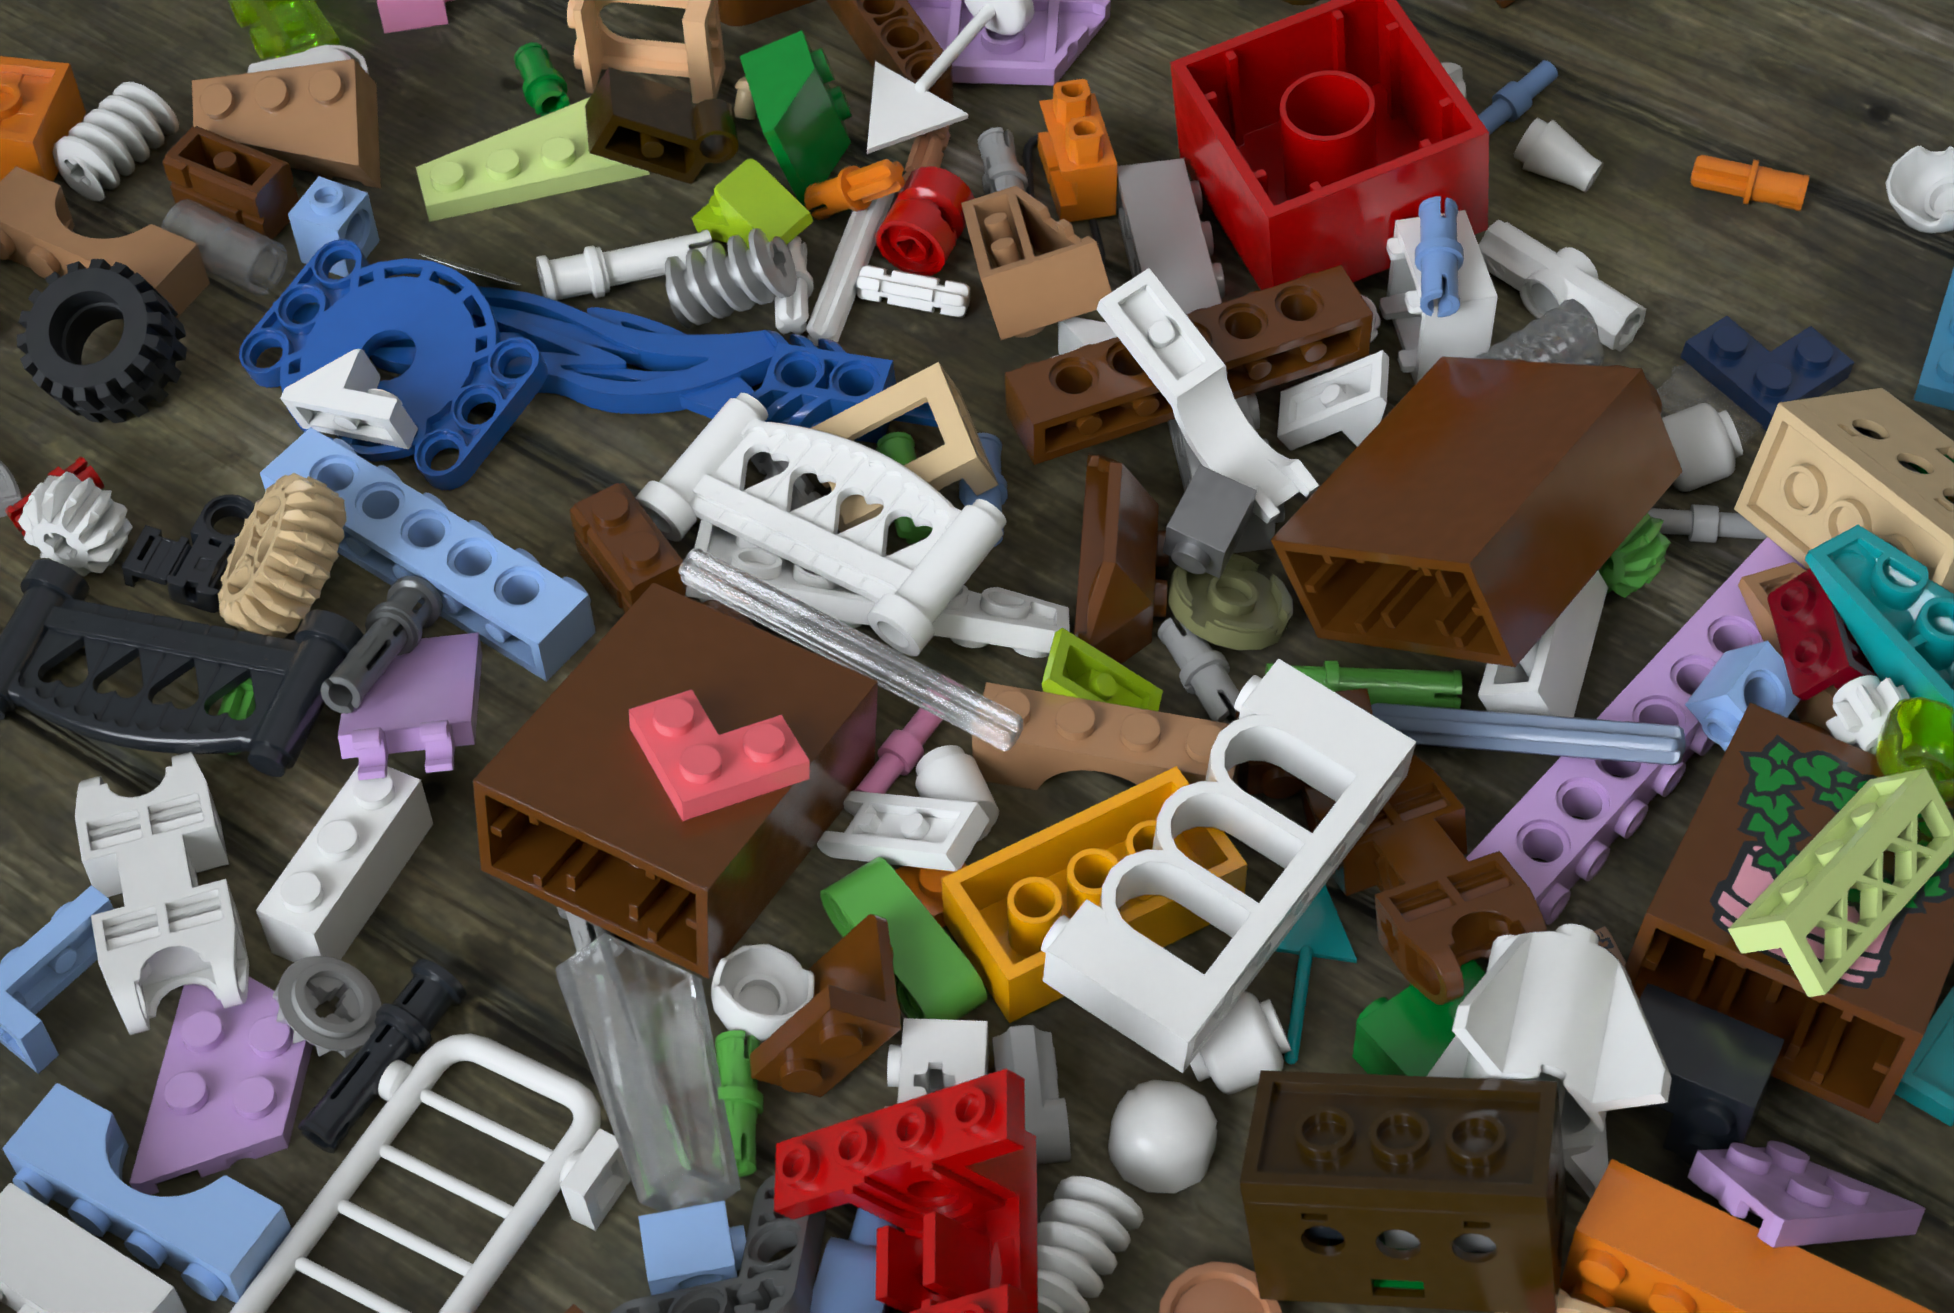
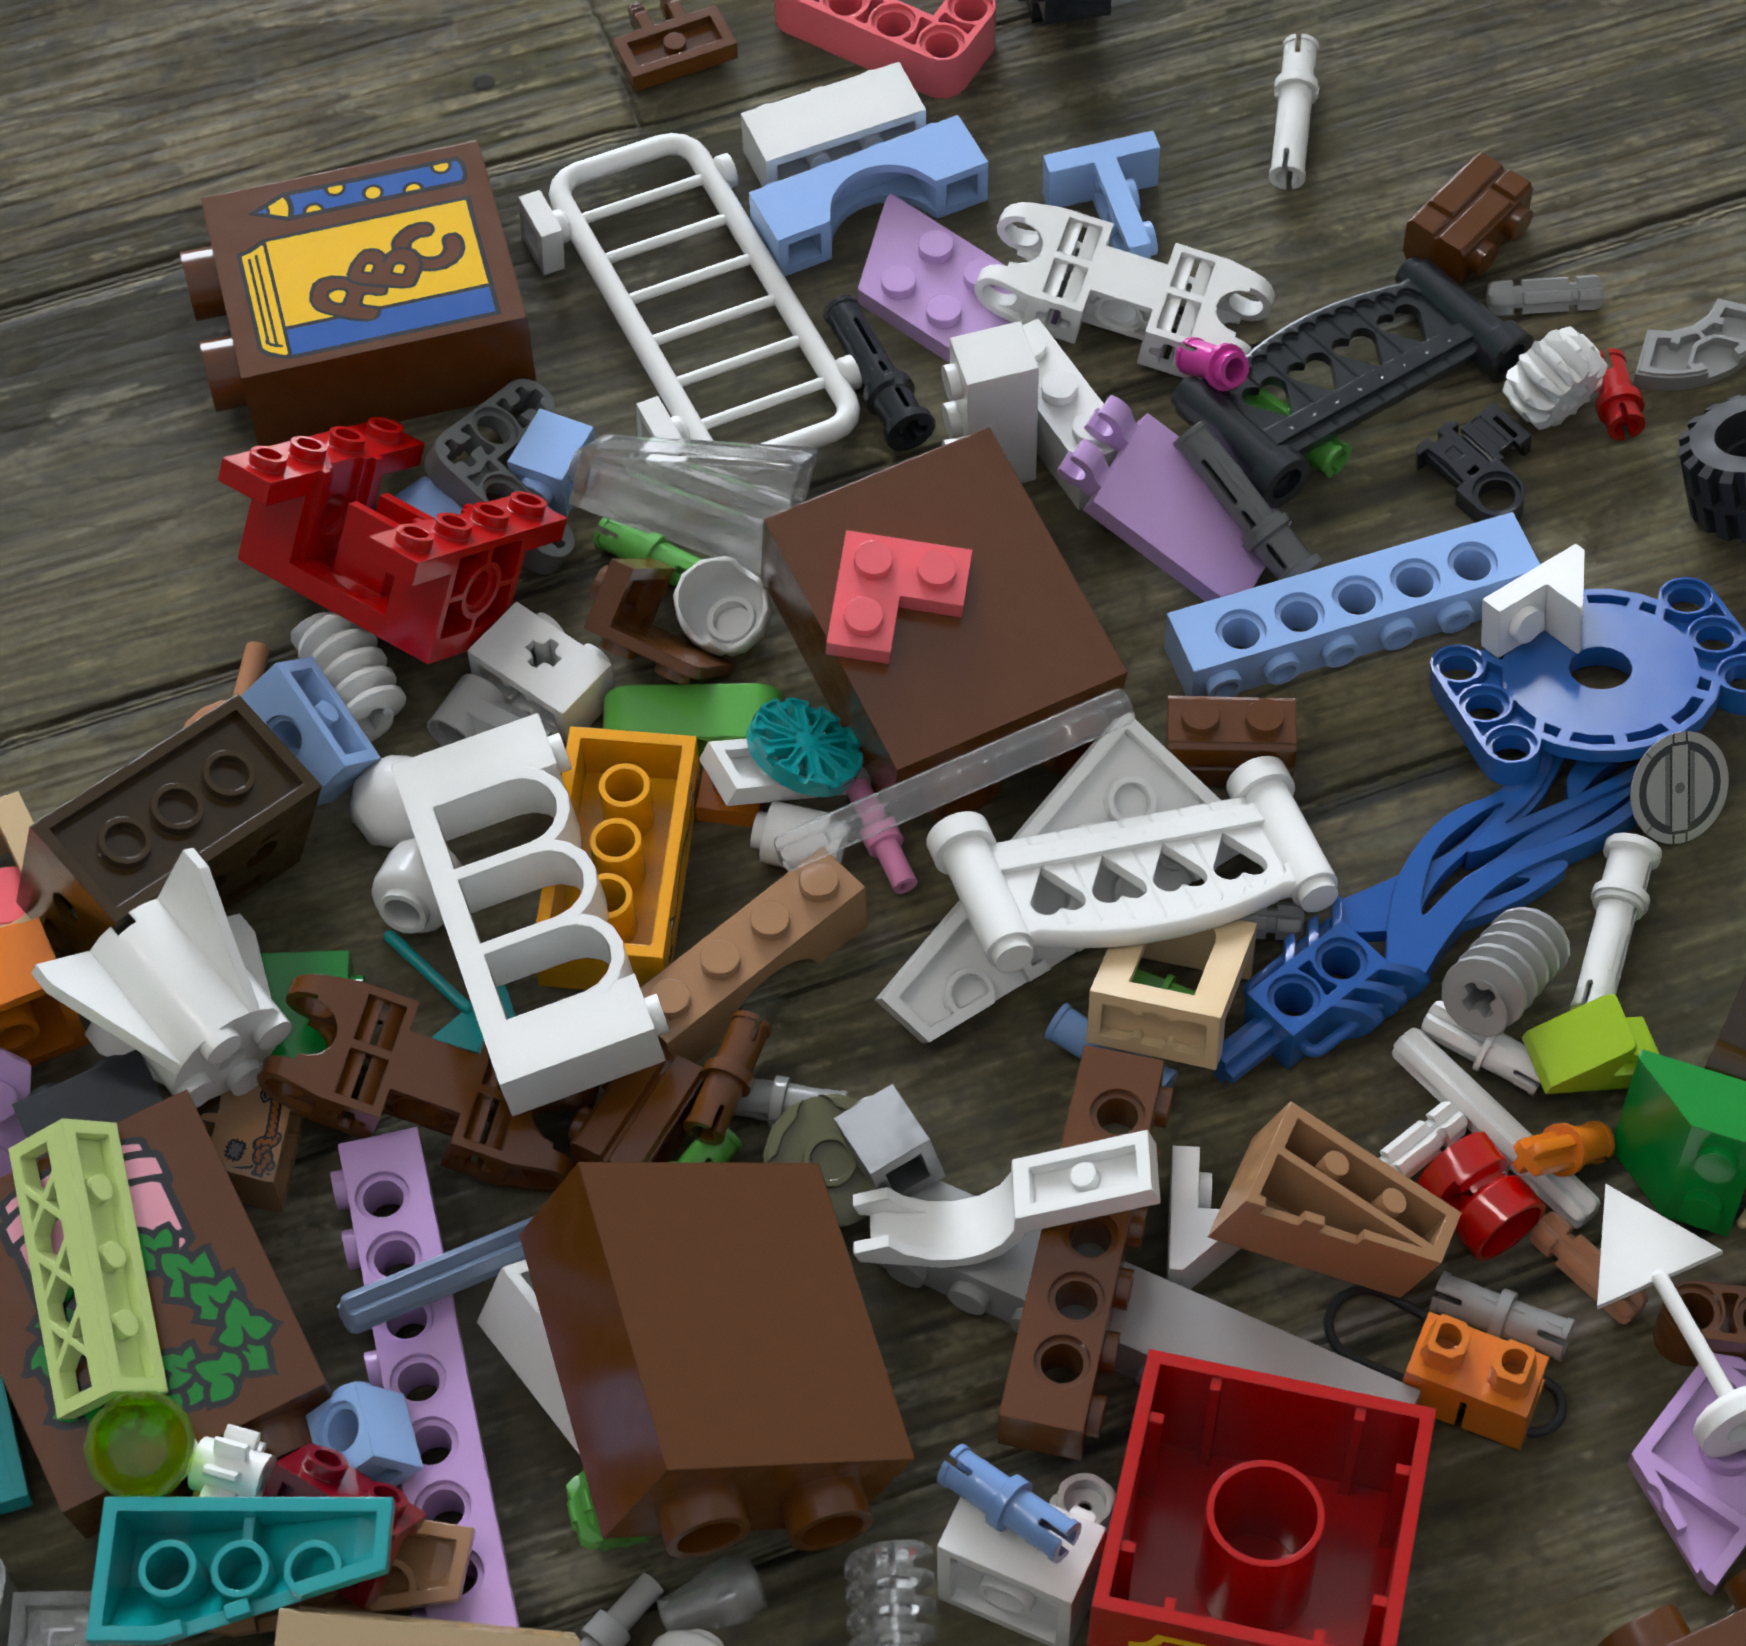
camera: 125 degrees right, 5 degrees up
(231, 735) = (1221, 365): none -> dark pink pin
(282, 556) = (1389, 476): tan gear -> none
(321, 979) = (912, 343): light grey gear -> none
(407, 861) = (994, 386): none -> white brick
(883, 811) = (803, 749): none -> teal wheel
(1087, 673) = (808, 983): lime slope -> none
(1119, 562) = (962, 1108): reddish brown wedge -> none
(1178, 1215) = (300, 700): none -> light blue brick
(1223, 677) = (727, 1077): none -> reddish brown pin
(1337, 401) = (964, 1394): white slope -> none

